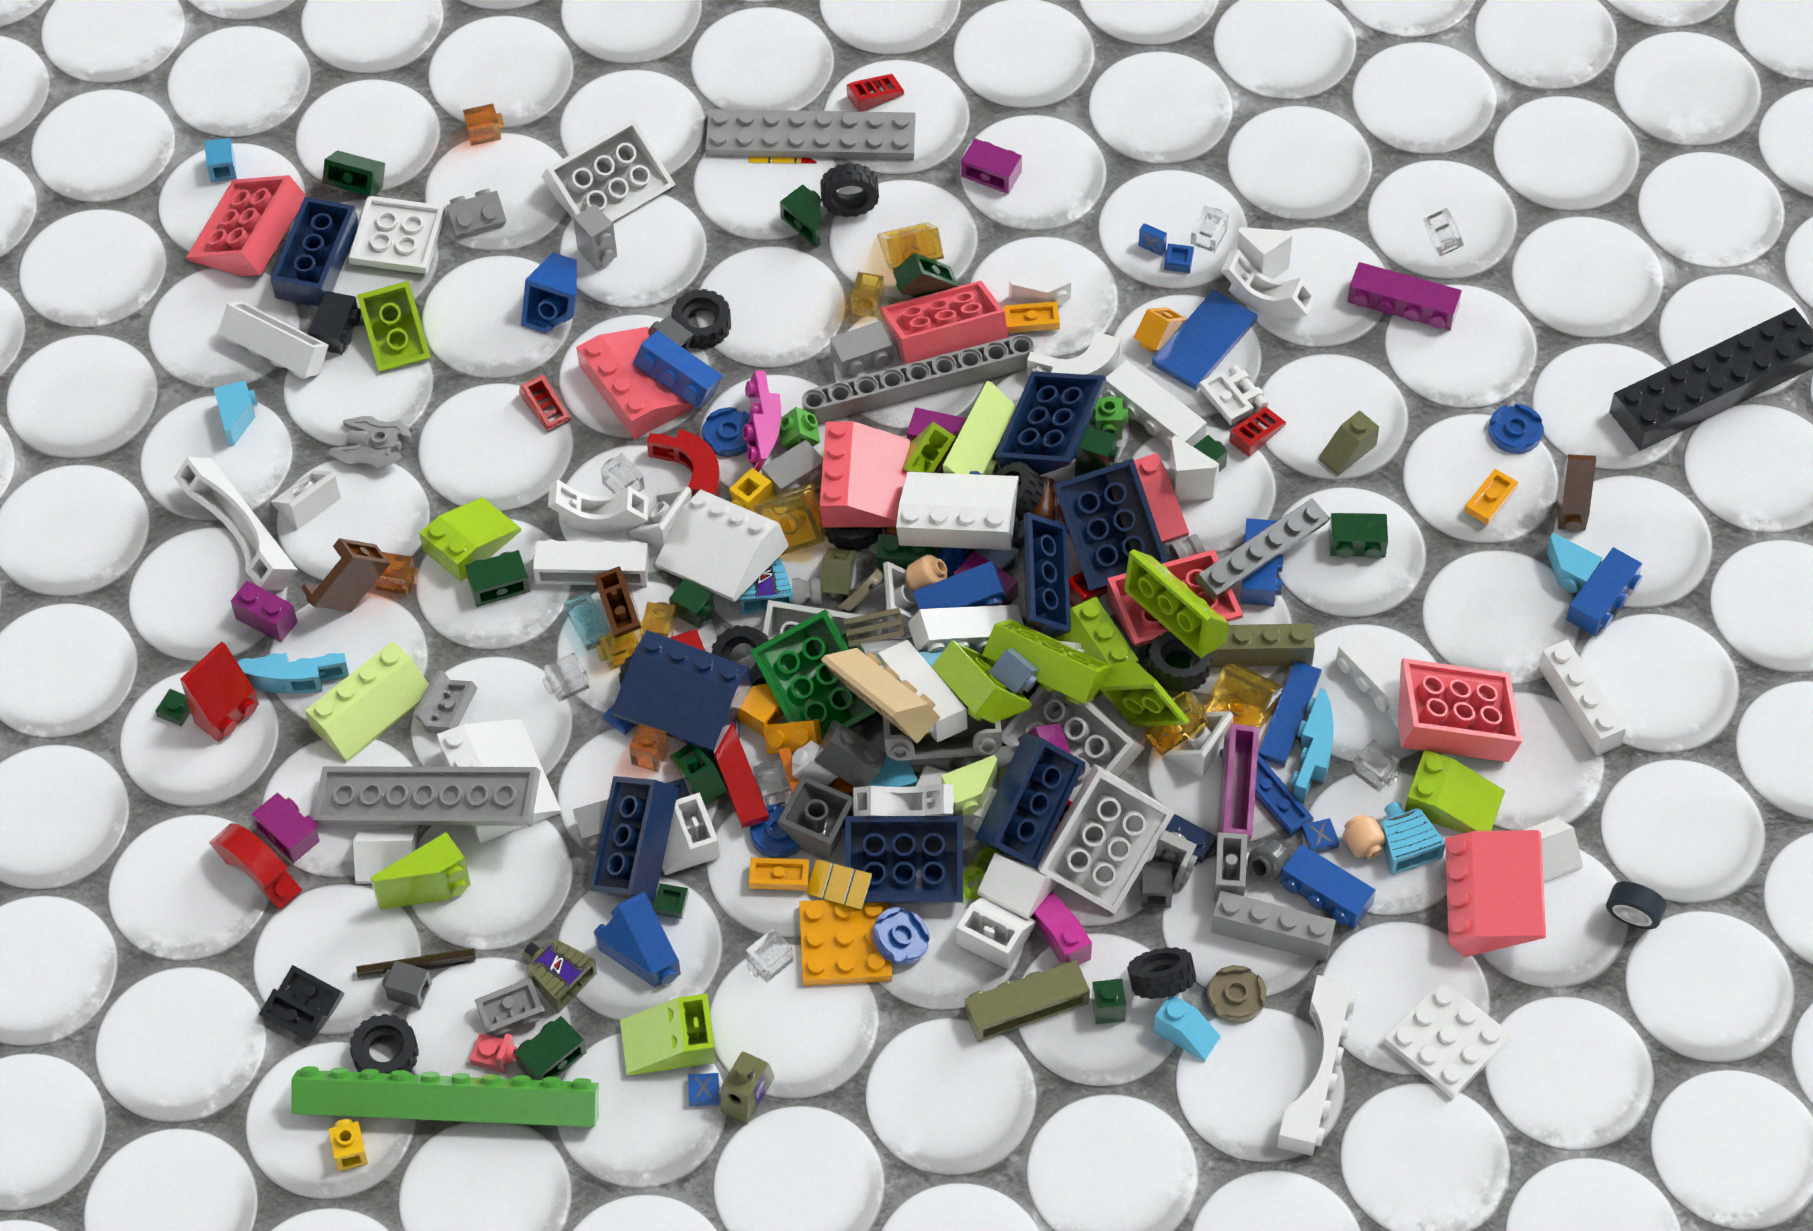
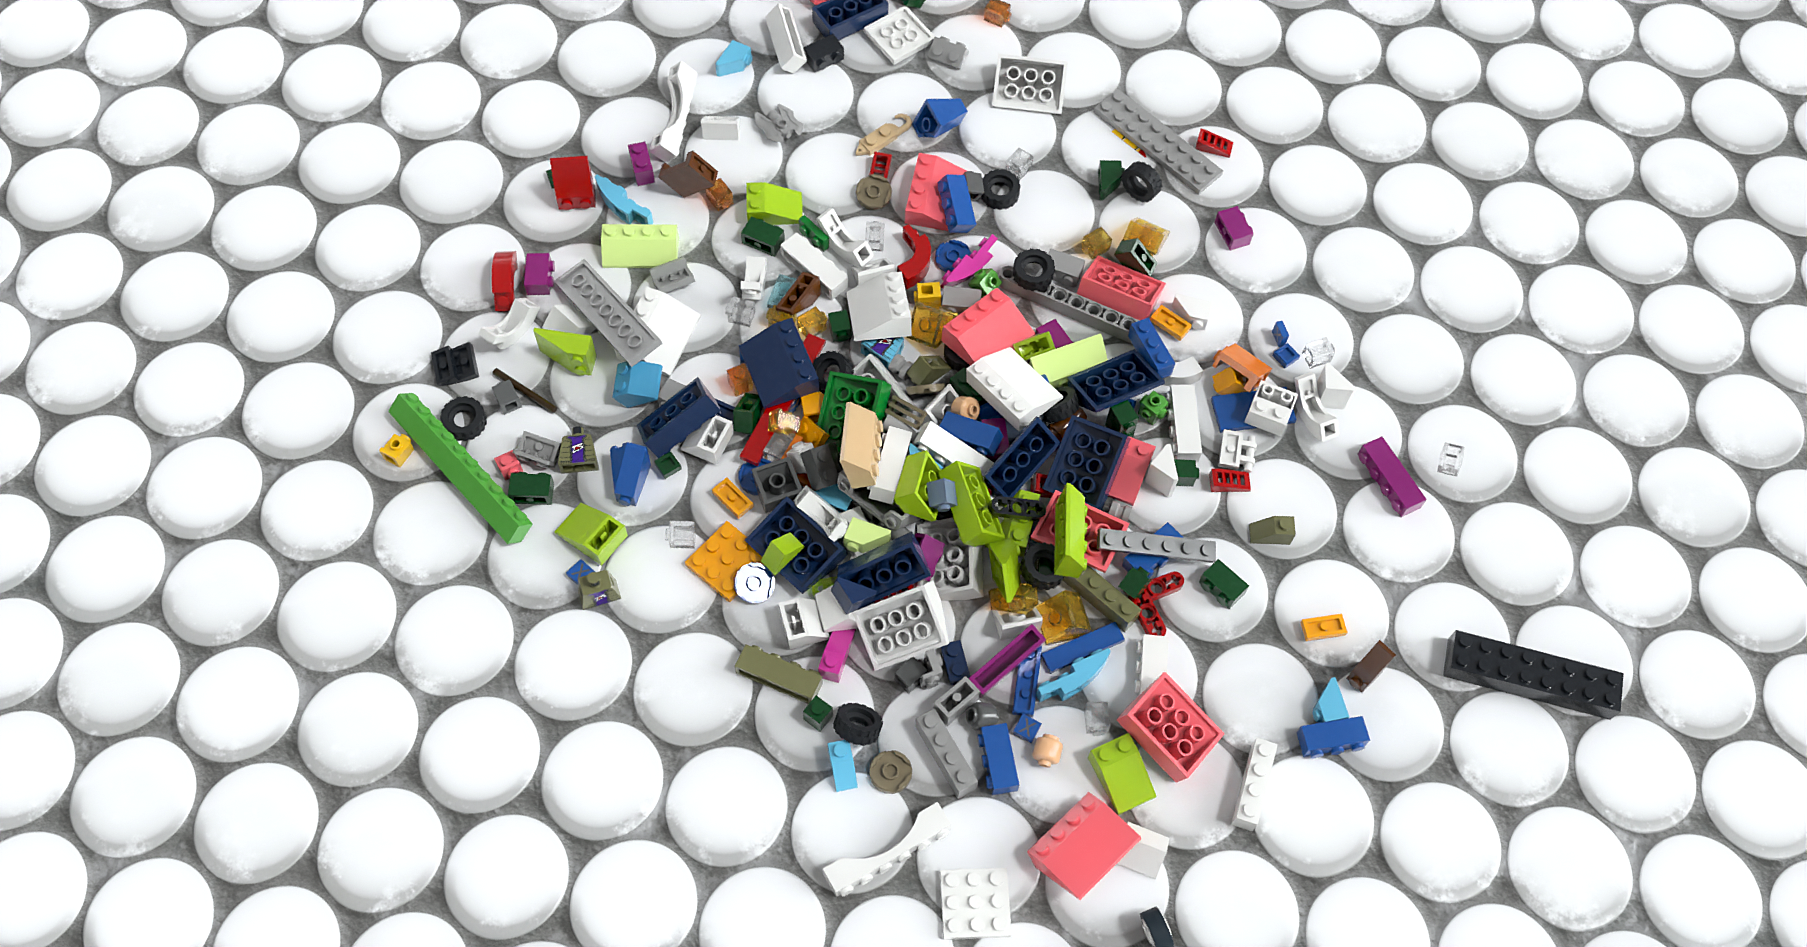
camera: 40 degrees right, 5 degrees up
(323, 902) = (513, 326): none -> white arch
(393, 326) = (849, 76): lime slope -> none
(504, 363) = (882, 136): none -> tan plate
(543, 630) = (755, 278): none -> white arch
(546, 845) = (637, 383): none -> dark azure slope
(550, 527) = (814, 233): none -> green plate
(565, 431) = (873, 192): none -> dark tan tile
(595, 236) = (988, 106): light grey brick -> none
(692, 272) = (1019, 163): none -> clear brick
(753, 748) = (783, 422): none -> clear yellow brick
(839, 884) = (751, 528): yellow sticker -> none
(841, 354) = (1033, 256): none -> black tyre
(902, 878) = (781, 552): none -> lime slope
(1025, 851) = (852, 595): none -> dark blue slope
(1048, 353) = (1151, 347): none -> blue brick
(1090, 635) = (1008, 512): none -> black beam
(1153, 296) = (1244, 363): none -> orange panel
(1227, 321) = (1271, 408): none -> white slope
(1279, 601) = (1135, 581): none -> dark green brick
(1299, 609) = (1149, 596): none -> red beam
(1409, 839) = (1071, 773): medium azure torso -> none
(1516, 428) = (1380, 602): blue tile -> none

